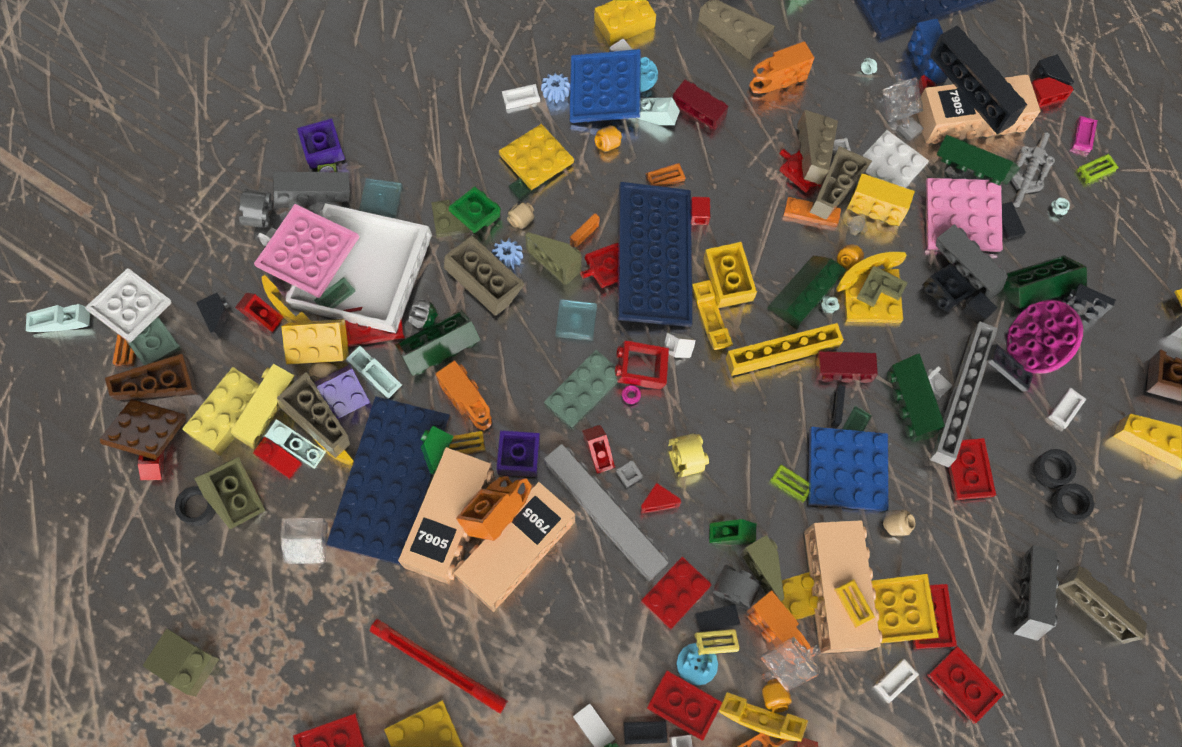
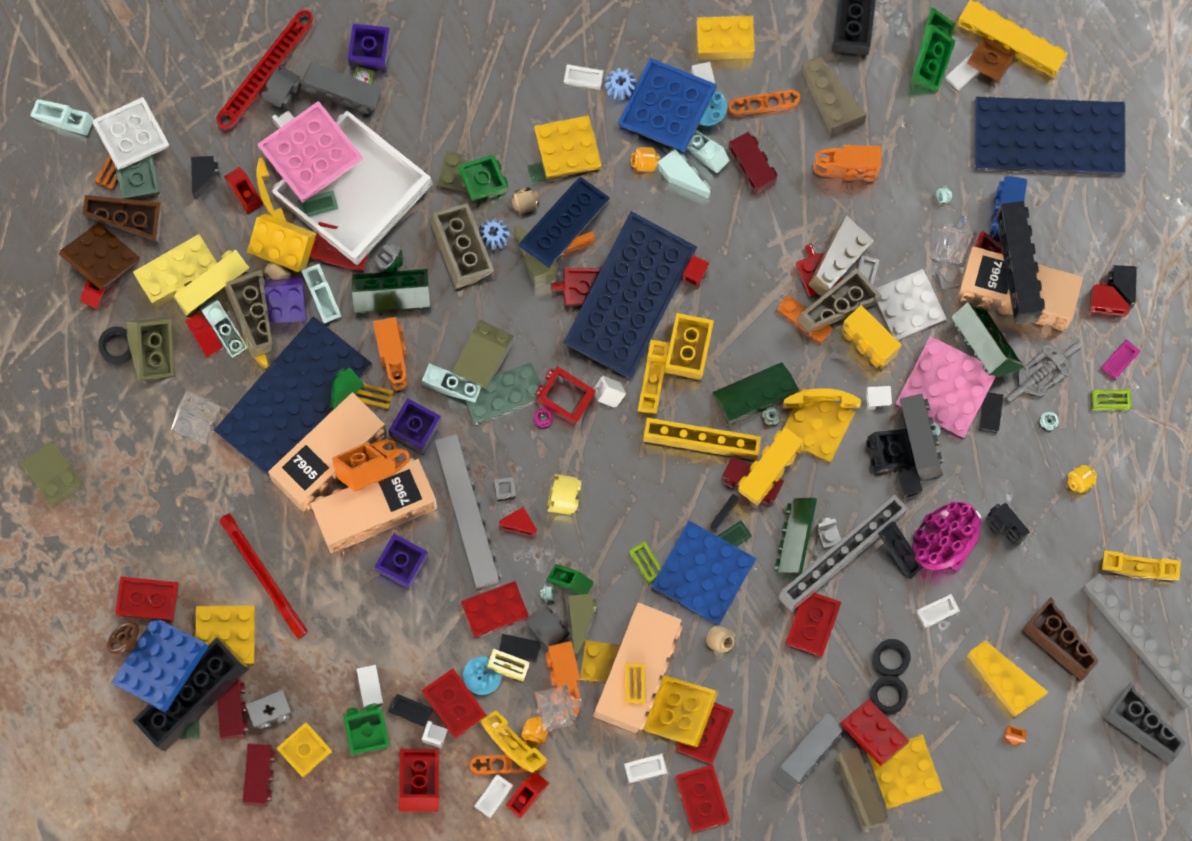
camera: 25 degrees right, 5 degrees up
(228, 219) = (261, 73): none -> red gear
(381, 197) = (402, 125): clear light blue plate -> none
(532, 401) = (449, 384): none -> light aqua slope
(550, 360) = (483, 354): none -> olive slope
(566, 215) = (564, 222): none -> dark blue plate
(567, 588) = (401, 561): none -> dark purple brick
(576, 320) = (528, 325): clear light blue plate -> none
(598, 448) = (488, 453): red slope -> none
(647, 138) = (678, 172): none -> light aqua slope
(667, 179) = (682, 222): orange tile -> none
(683, 56) = (764, 105): none -> orange beam
(718, 555) = (547, 594): none -> light aqua plate
(849, 256) = (812, 379): light orange head -> none
(862, 343) = (771, 465): none -> yellow wedge
(878, 282) = (826, 416): olive plate -> none
(912, 247) = (878, 397): none -> white panel
(1044, 281) = (985, 484): dark green slope -> none
(1086, 544) = (874, 732): none -> red plate
(1117, 240) = (1082, 478): none -> yellow head
(1126, 567) = (907, 774): none -> yellow plate

